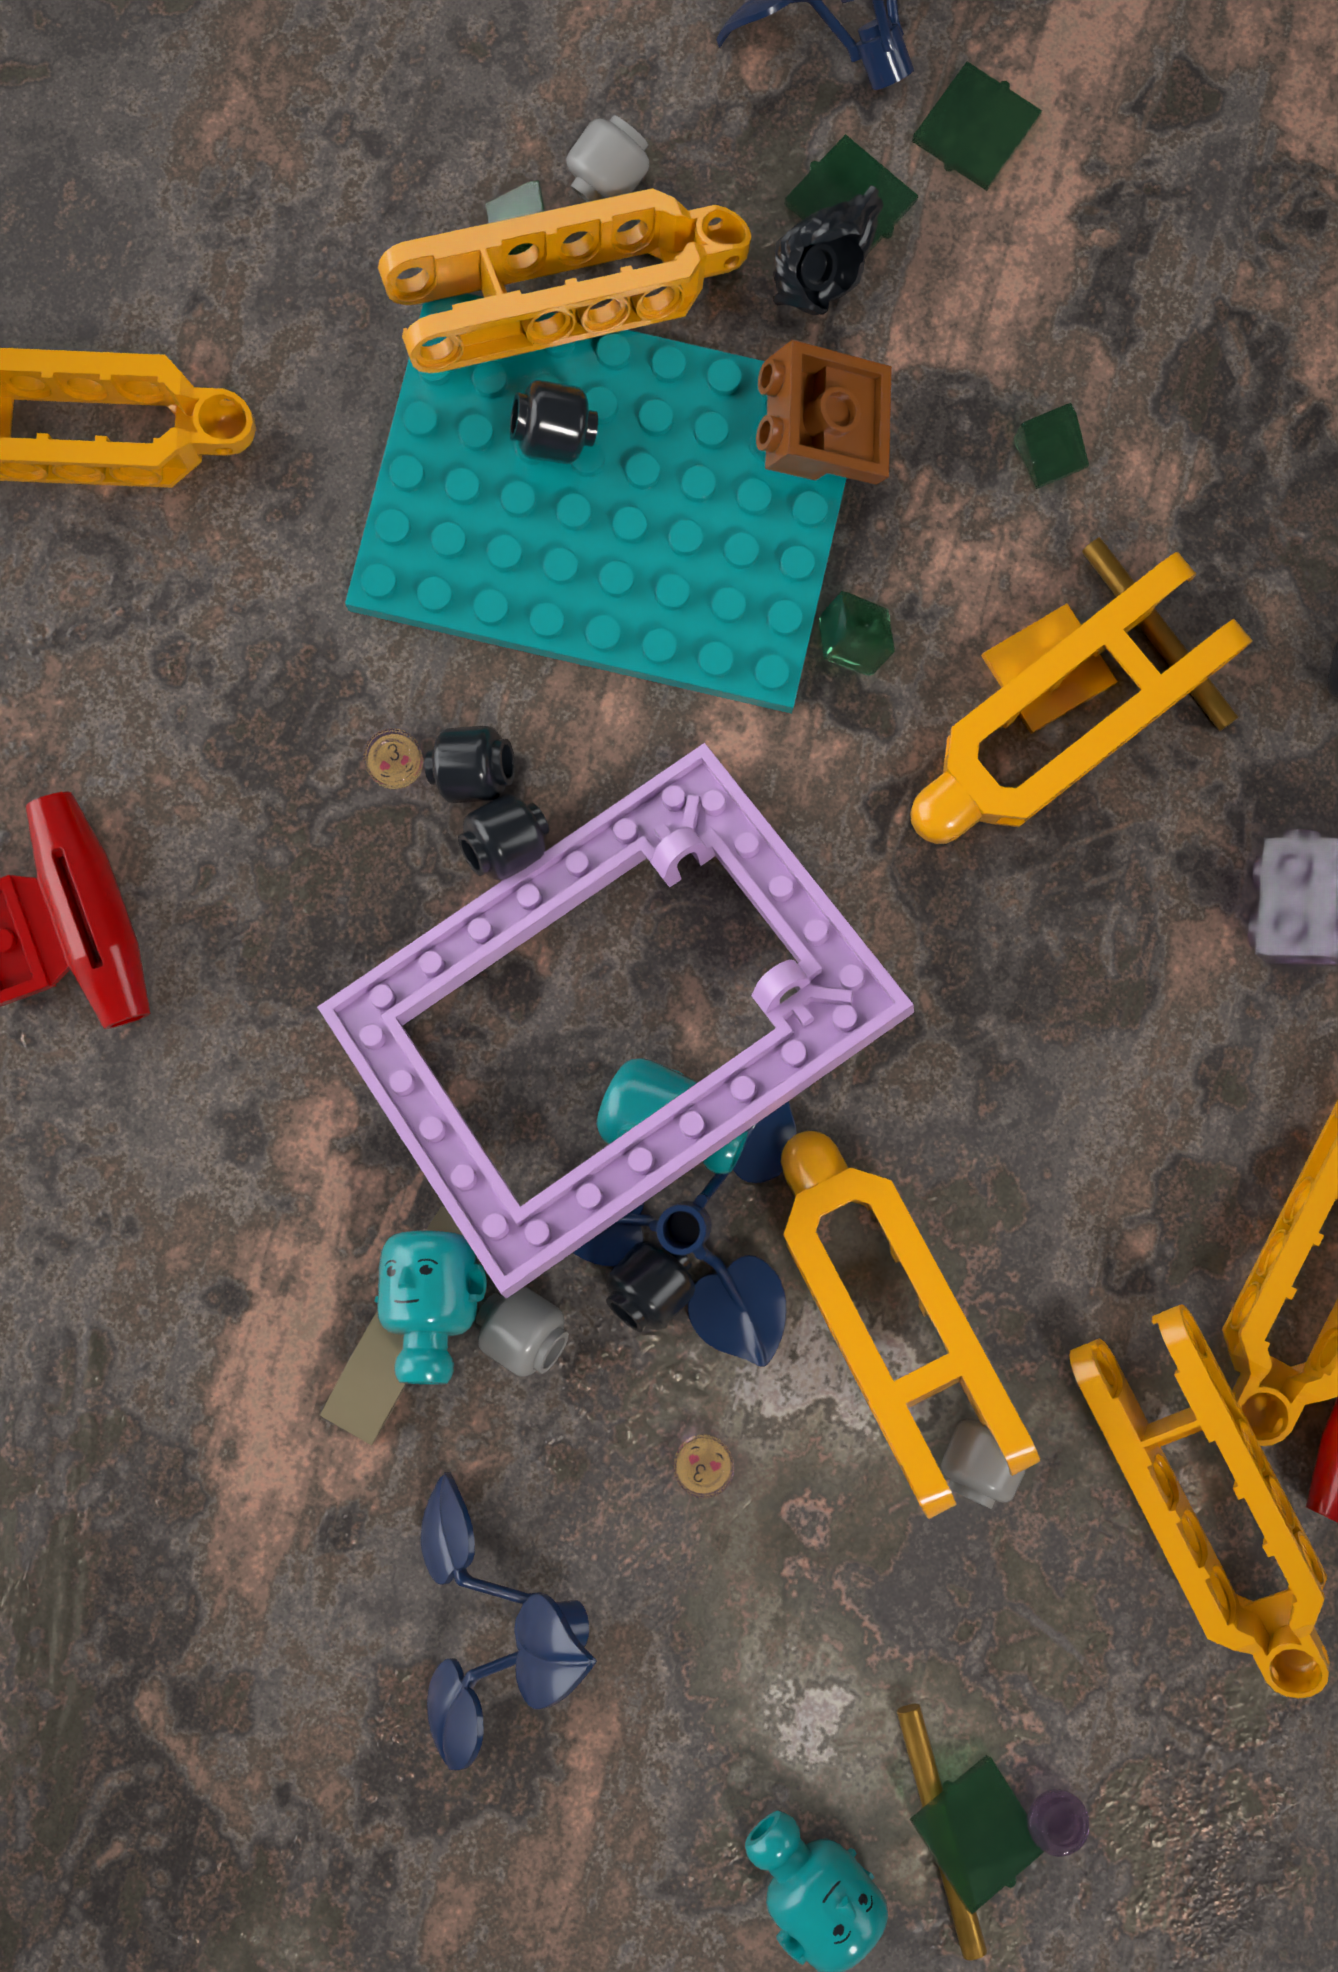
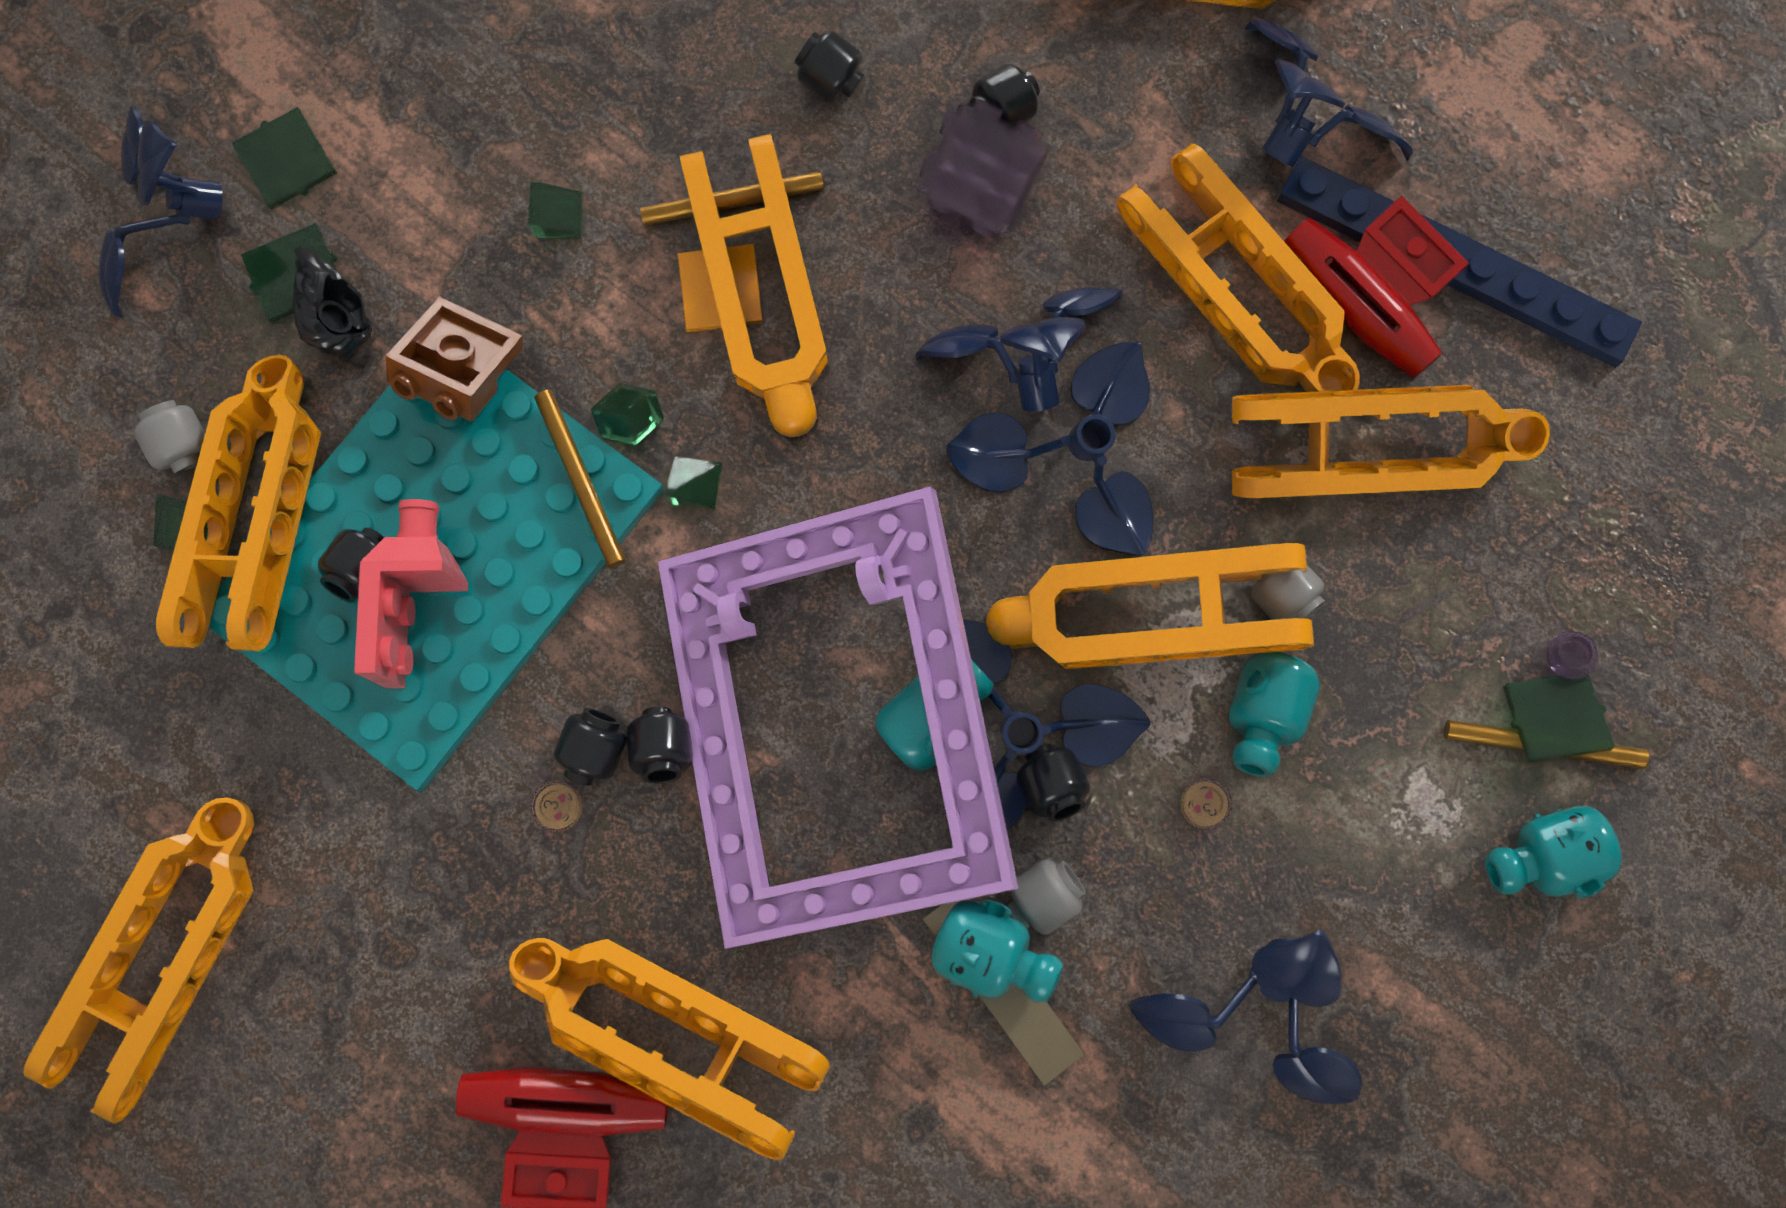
camera: 55 degrees left, 5 degrees down
(213, 849) = (560, 979): none -> light orange piece
(533, 466) = (387, 576): none -> coral plate
(756, 615) = (580, 479): none -> pearl gold bar
(812, 741) = (693, 483): none -> clear green slope
(840, 1497) = (1271, 709): none -> teal piece
(1135, 1158) = (1117, 390): none -> dark blue plant
(1136, 1056) = (1044, 340): none -> dark blue plant

